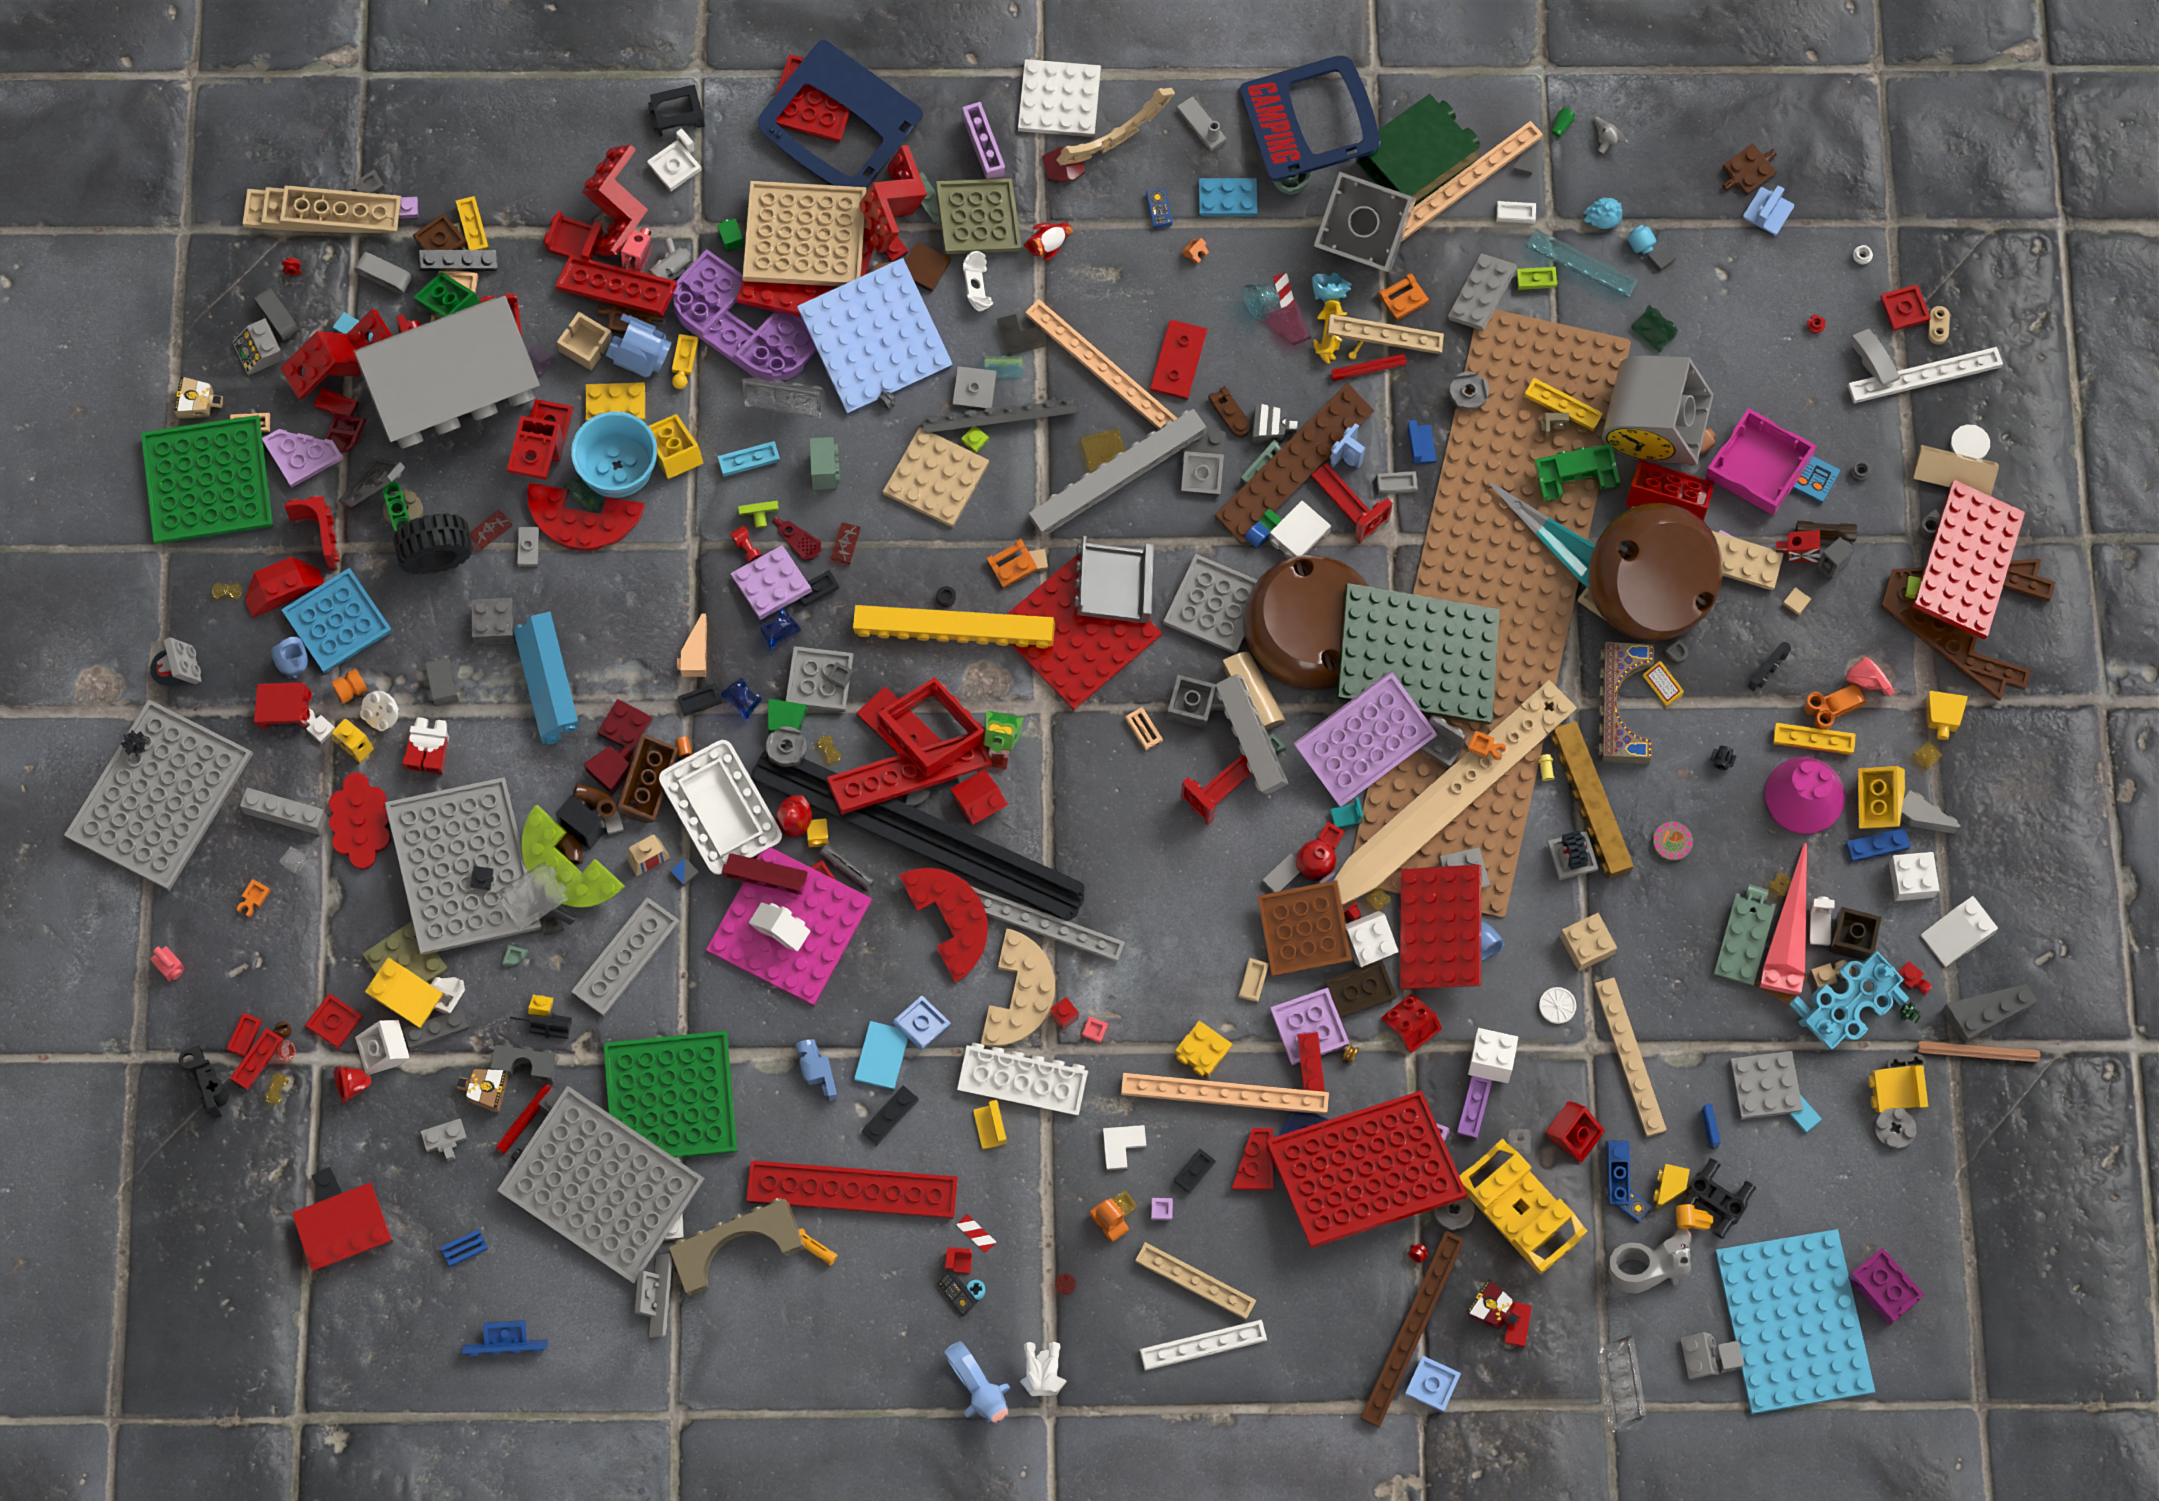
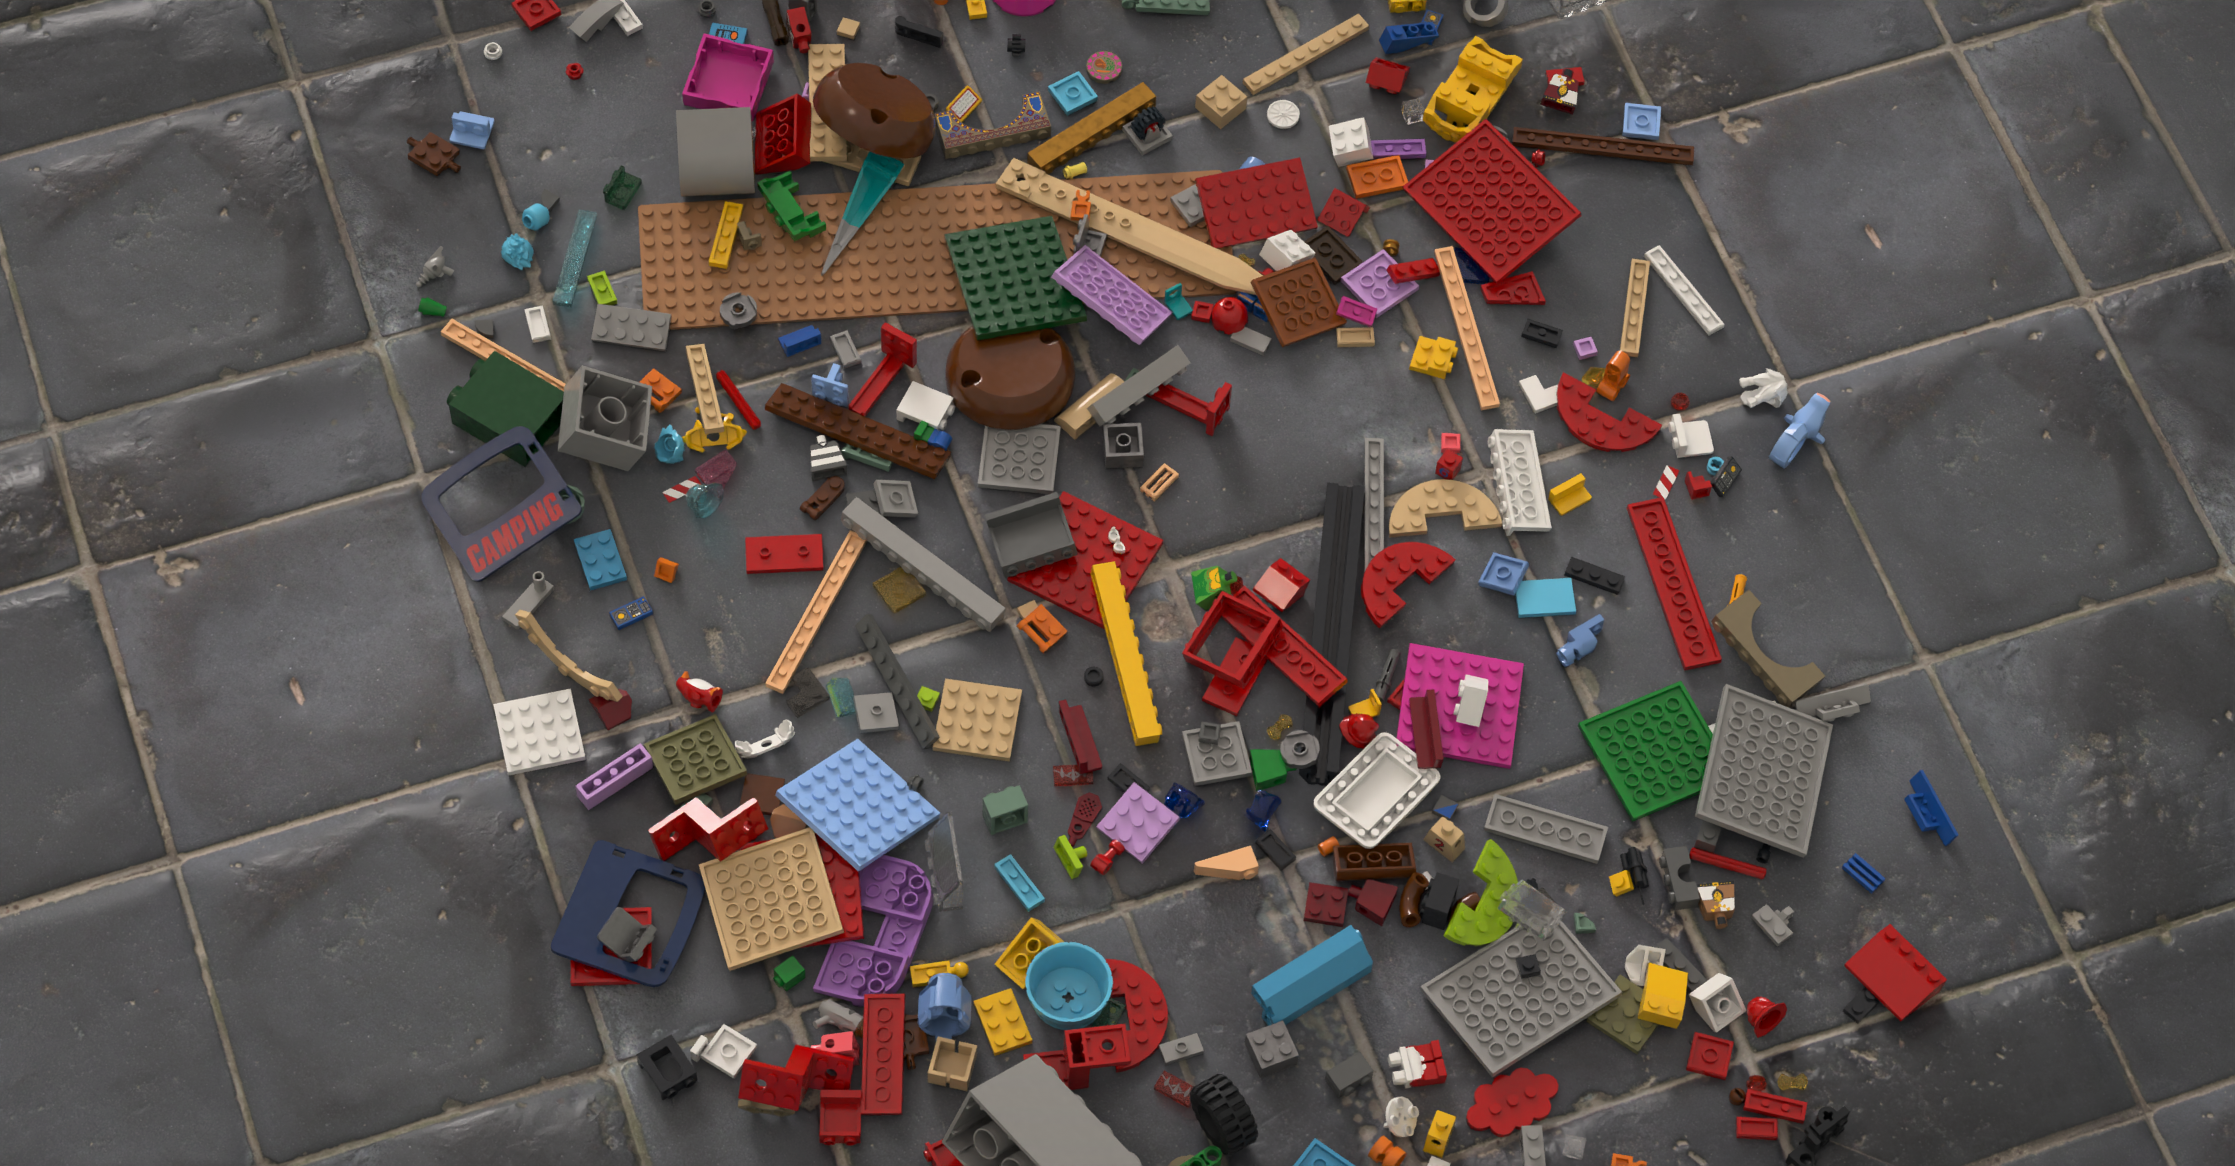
camera: 110 degrees left, 10 degrees down
(811, 103) = (626, 935): none -> flat silver bracket
(881, 558) = (1079, 737): none -> dark red panel
(1016, 1274) = (1690, 437): none -> white bracket
(1062, 1183) = (1597, 427): none -> red plate
(1076, 659) = (1115, 538): none -> white piece
(1277, 984) = (1356, 311): none -> dark pink plate
(1445, 1072) = (1377, 176): none -> orange plate
(1646, 797) = (1073, 93): none -> medium azure plate

